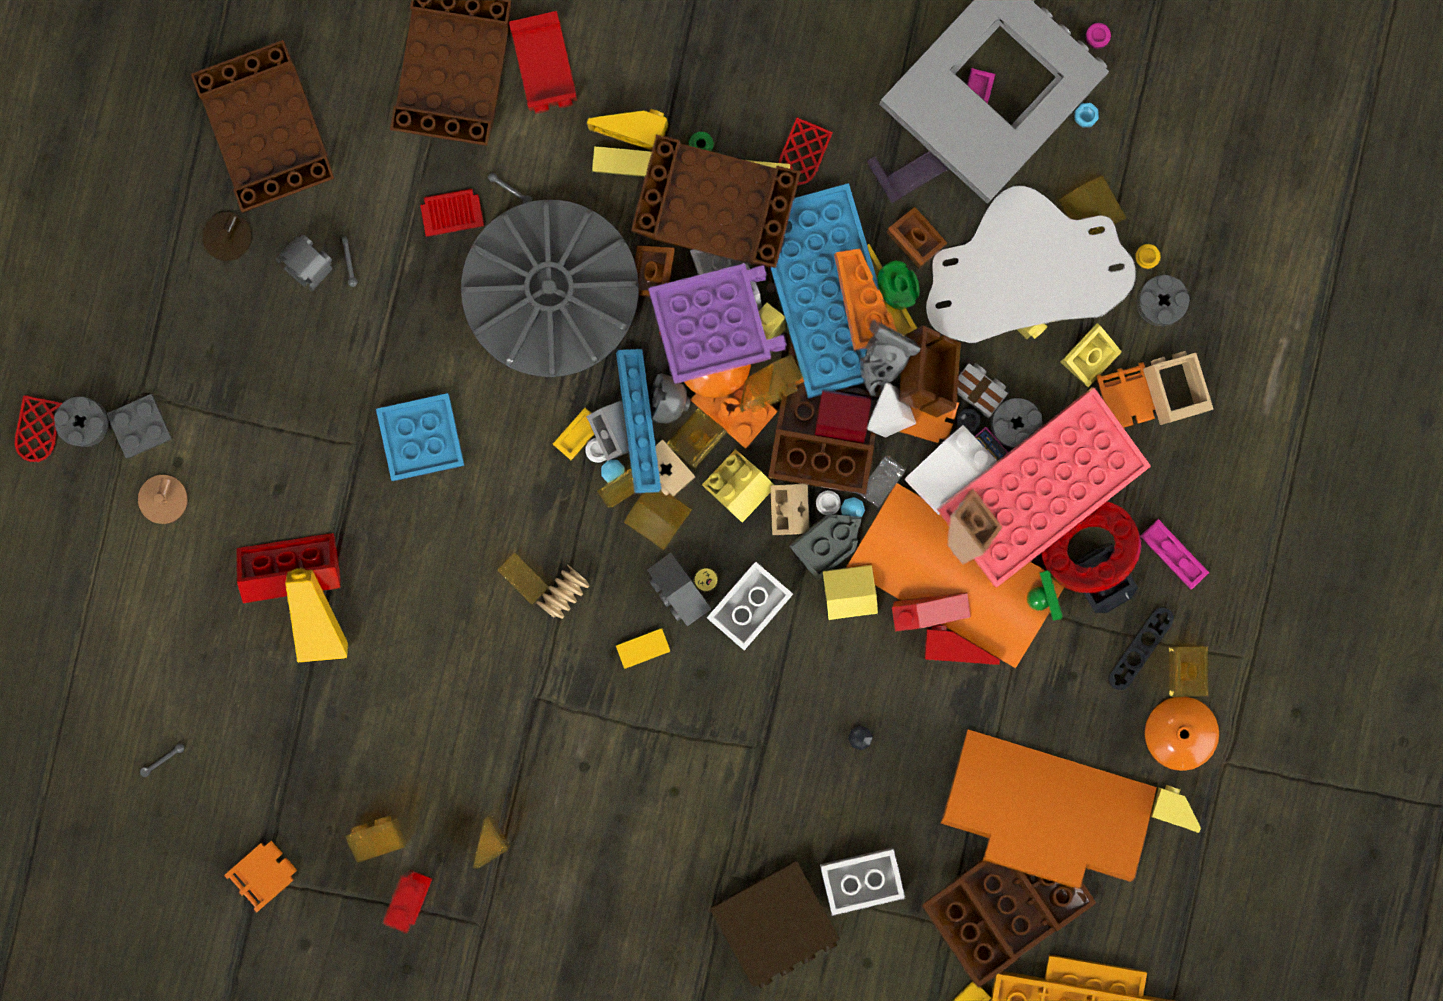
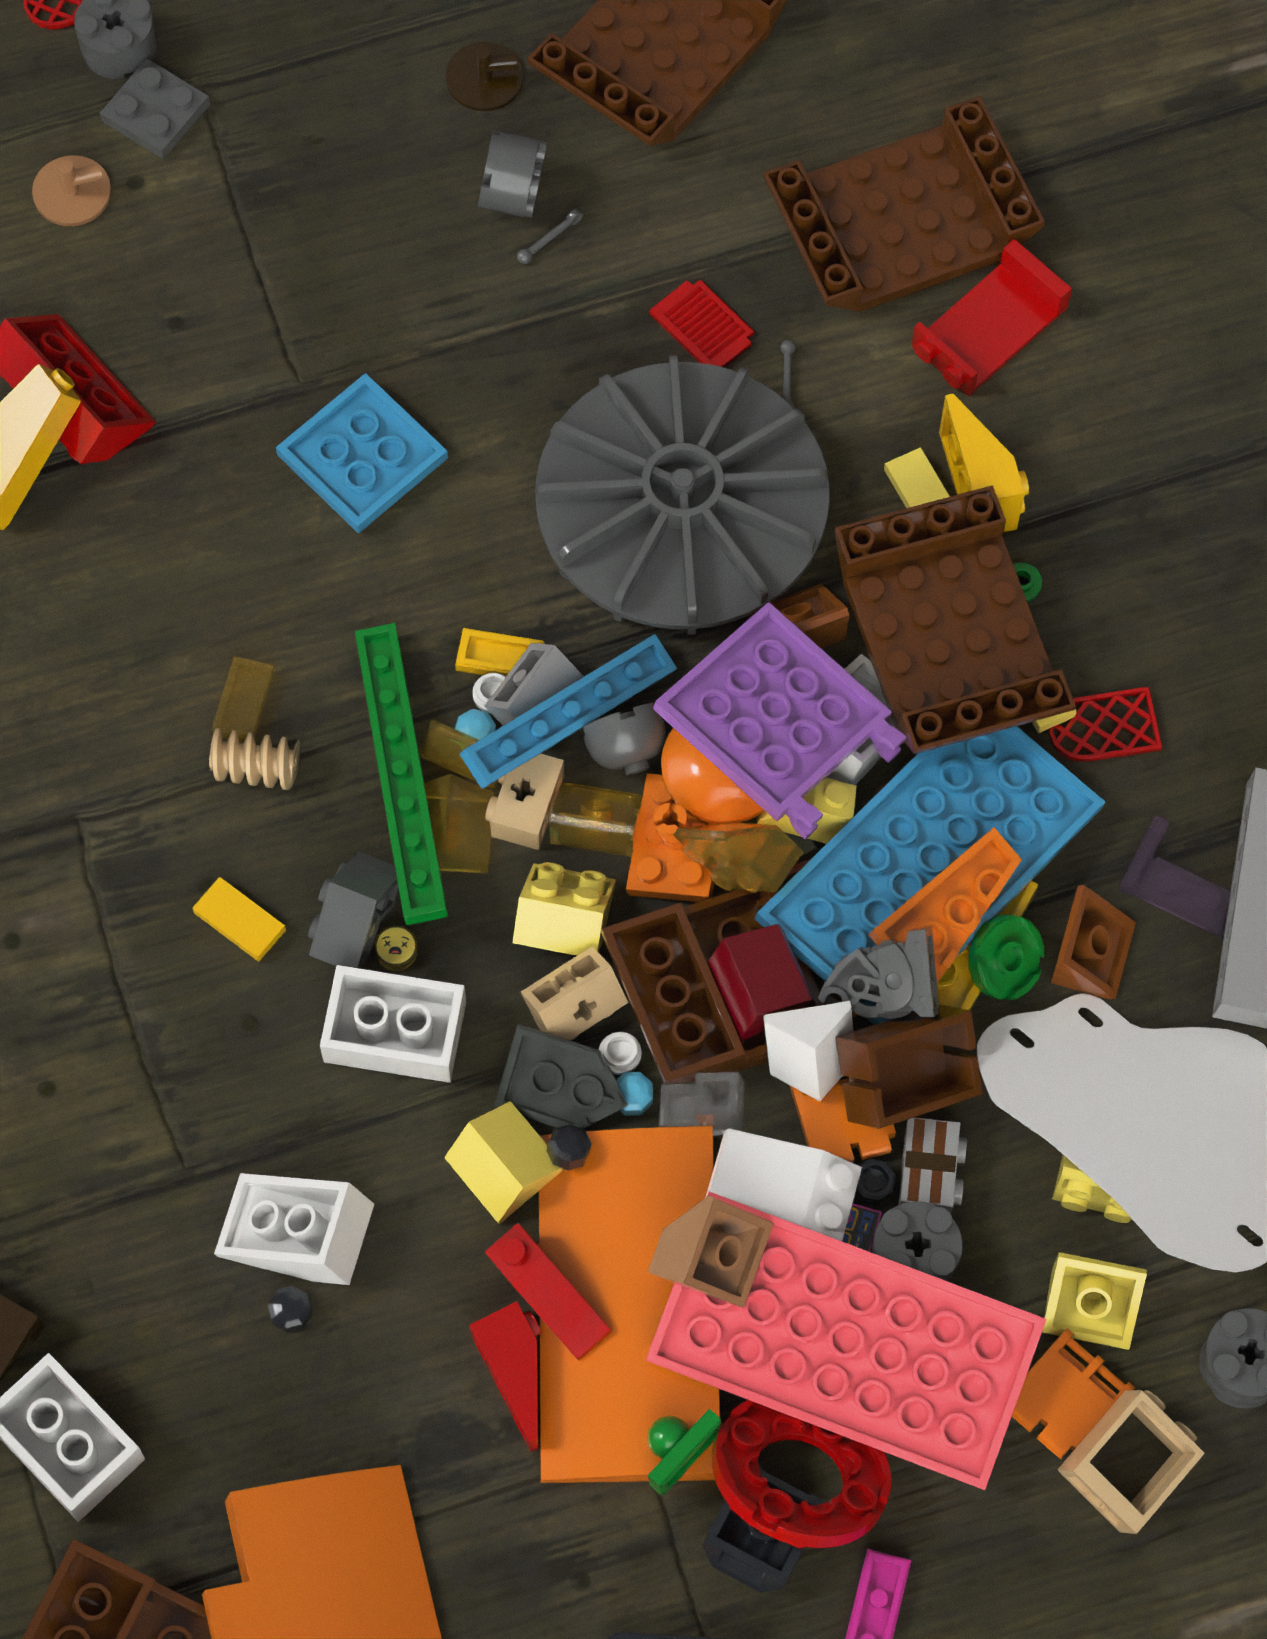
camera: 55 degrees right, 20 degrees down
(618, 524) = (401, 775): none -> green plate
(822, 713) = (296, 1227): none -> white slope
(865, 558) = (569, 1147): none -> black tile

